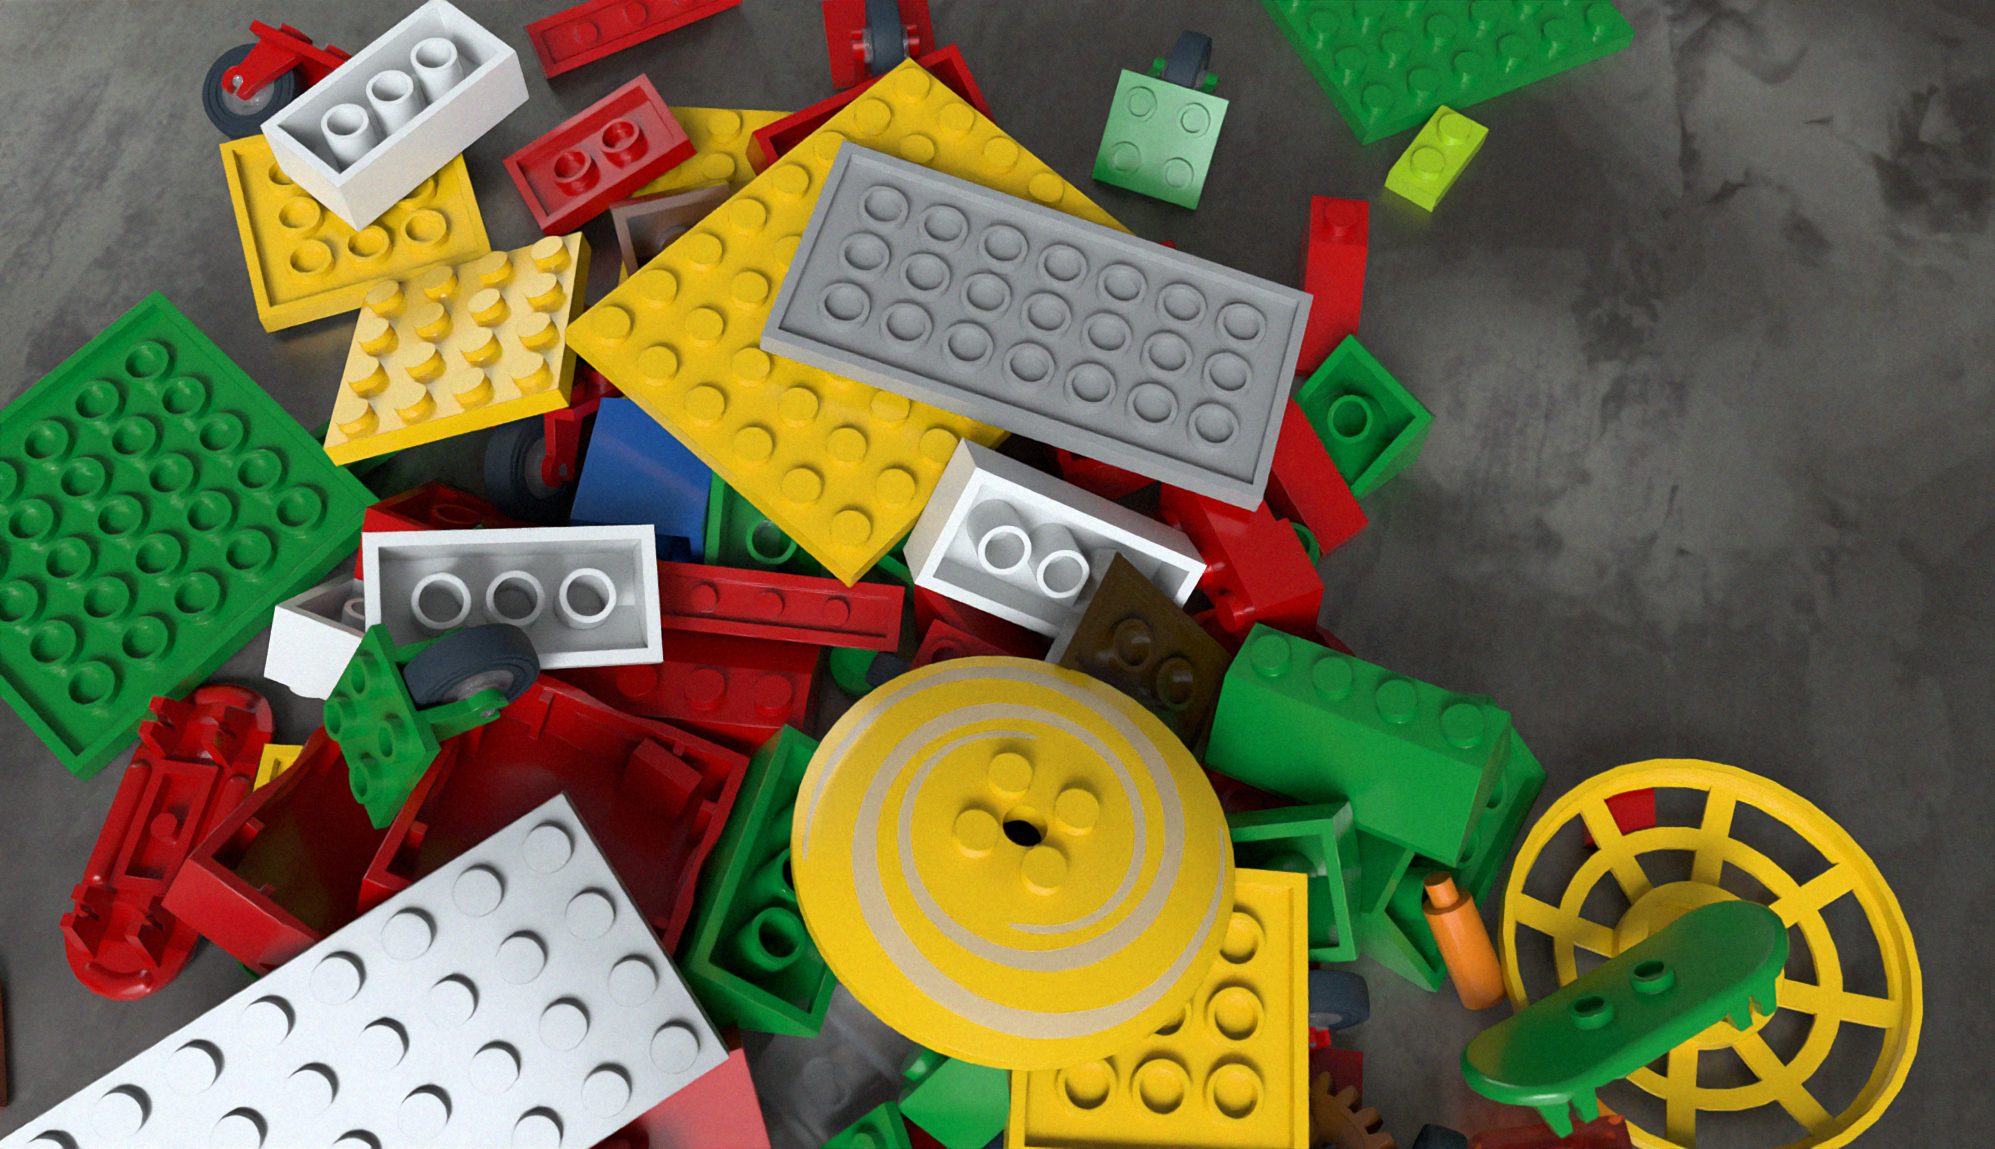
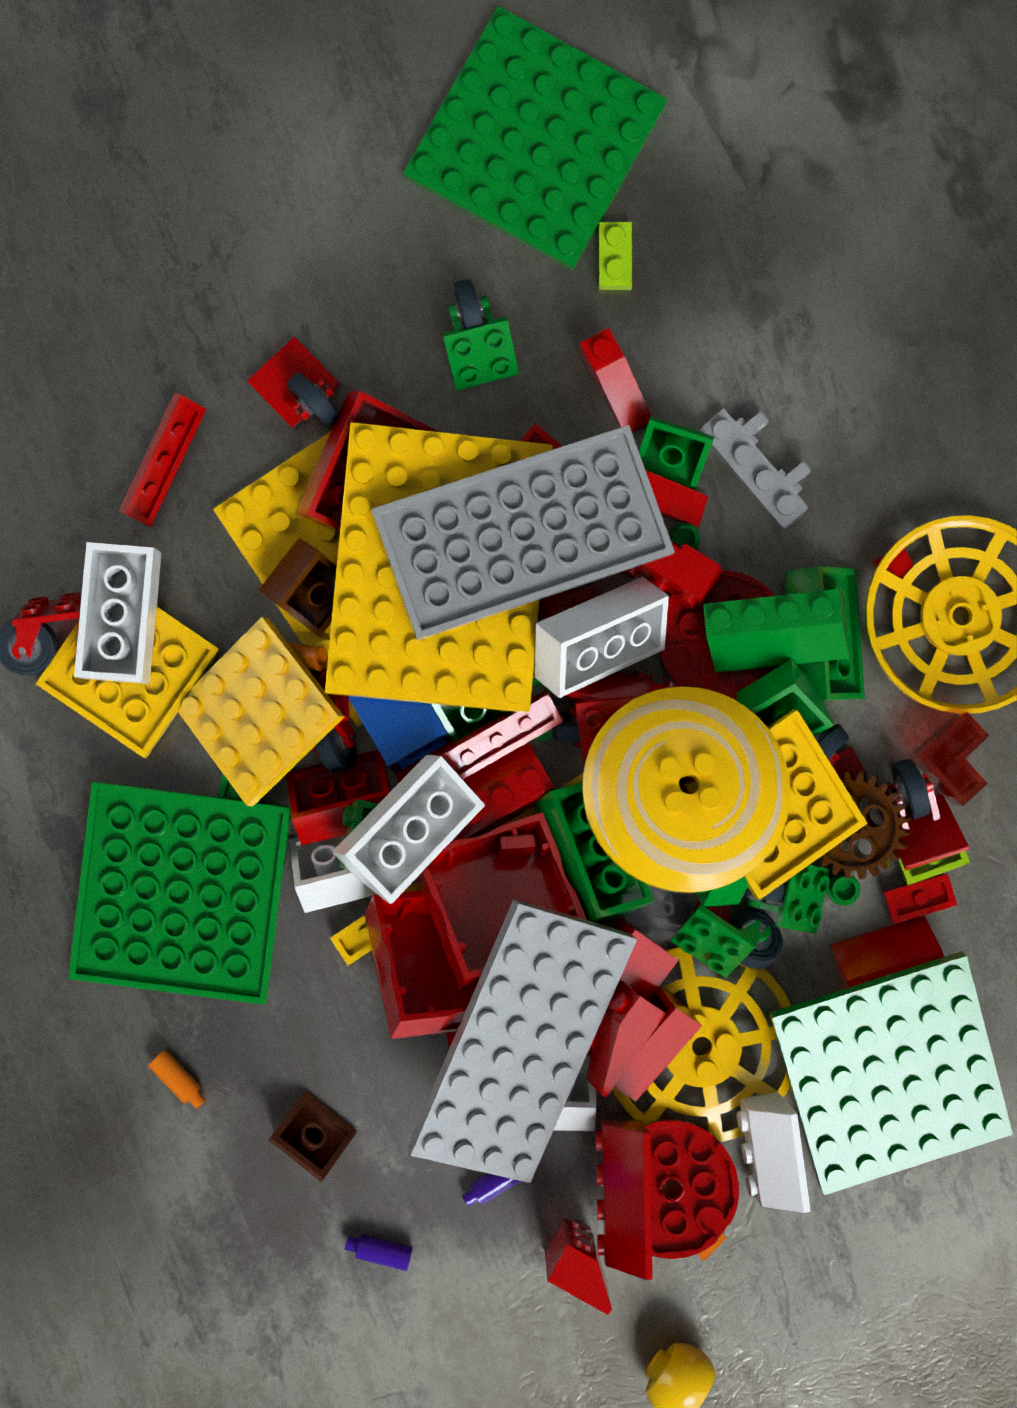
camera: 35 degrees left, 25 degrees up
(175, 792) = (323, 996): red piece -> none
(408, 698) = (415, 917): green plate -> none
(599, 157) = (223, 560): red plate -> none
(1145, 648) = (670, 656): dark brown plate -> none
(1463, 942) = (866, 677): orange cylinder -> none
(1477, 574) = (771, 488): none -> light grey hinge
(1631, 1011) = (948, 672): green piece -> none

